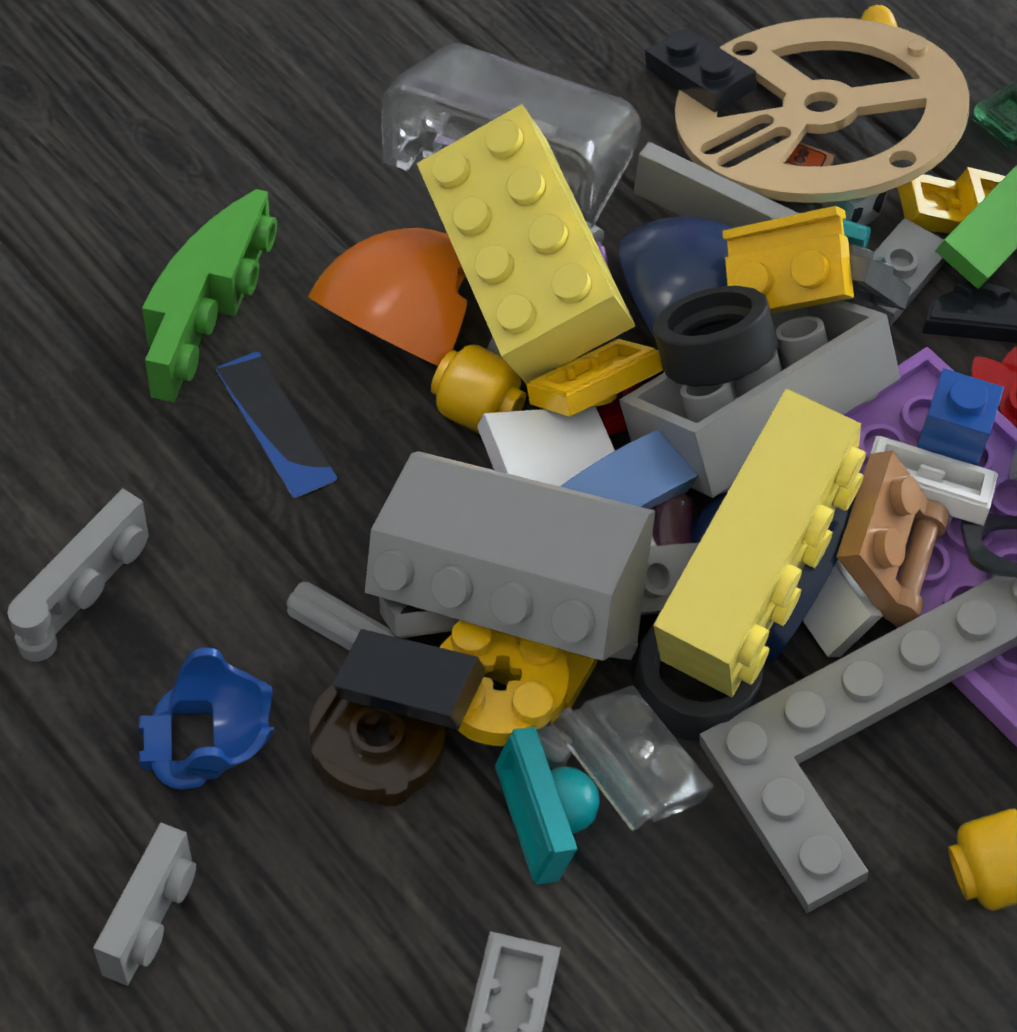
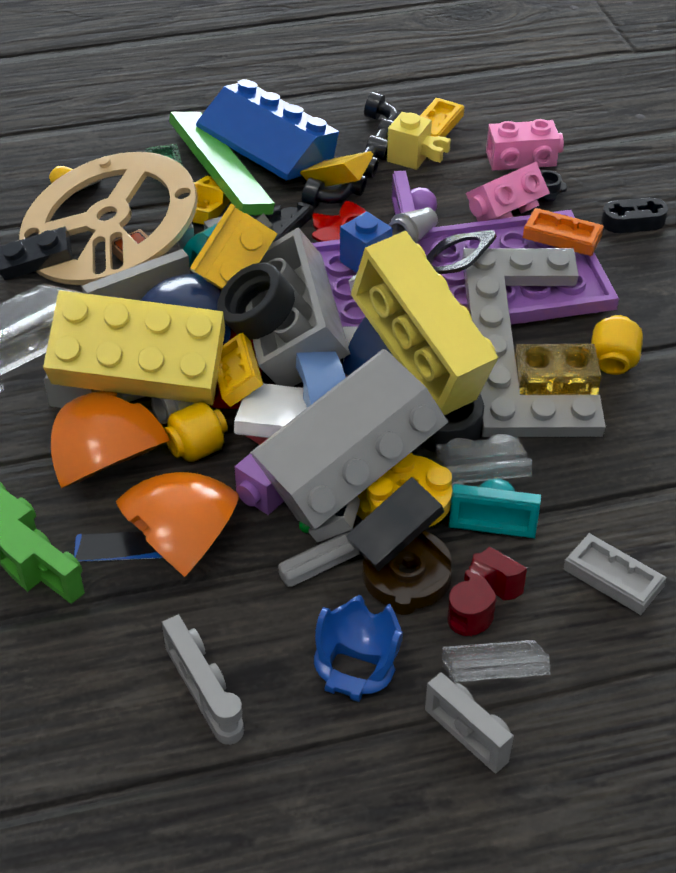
camera: 60 degrees left, 10 degrees down
(254, 899) = (495, 661): none -> clear plate
(312, 431) = (179, 514): none -> orange brick
(352, 841) = (474, 599): none -> dark red leg
(863, 796) = (557, 369): none -> clear yellow brick

